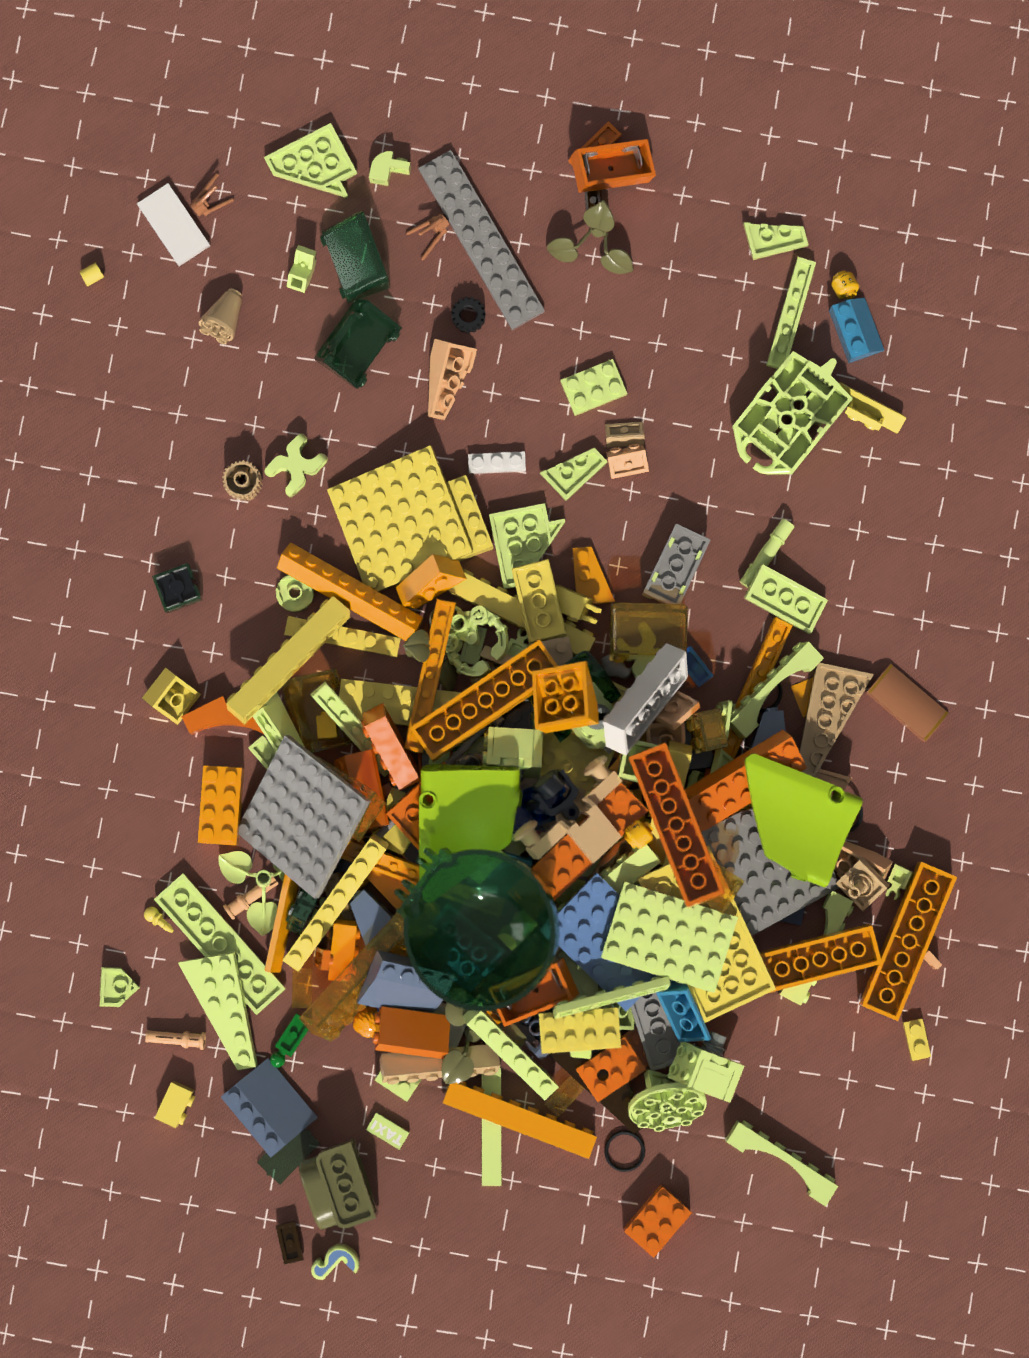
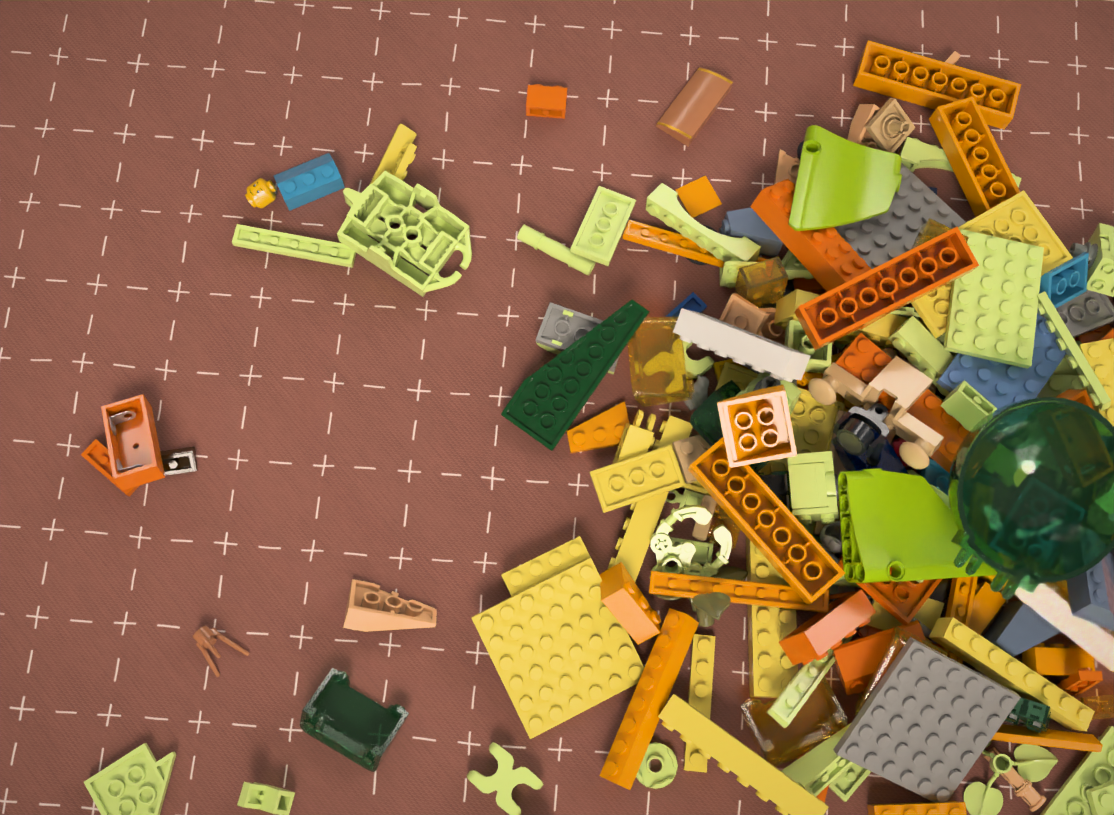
camera: 100 degrees left, 10 degrees down
(326, 727) = (812, 709): yellow brick -> none
(355, 257) = (249, 732): clear green windscreen -> none
(384, 165) = (134, 709): yellowish green brick -> none
(468, 303) = (302, 583): black tyre -> none
(481, 240) = (221, 588): light grey plate -> none
(496, 462) = (481, 544): white plate -> none
(522, 537) = (566, 507): yellowish green wing -> none
(569, 893) = (967, 405): none -> yellowish green brick
(574, 473) = (486, 456): yellowish green wing -> none
(593, 387) = (388, 445): yellowish green plate -> none
(600, 221) = (196, 449): olive plant -> none
(624, 434) = (438, 407): tan slope -> none
(627, 461) = (468, 401): light nougat bracket -> none
(628, 542) = (560, 389): none -> dark green wing
(638, 834) = (889, 339): yellow head -> none
(771, 239) = (213, 270): yellowish green wing -> none
(830, 704) = (712, 175): tan wing -> none
(899, 878) = (873, 96): yellowish green plate -> none
(916, 1039) = (1028, 73): light yellow plate -> none
(921, 558) = (546, 101): none -> orange brick

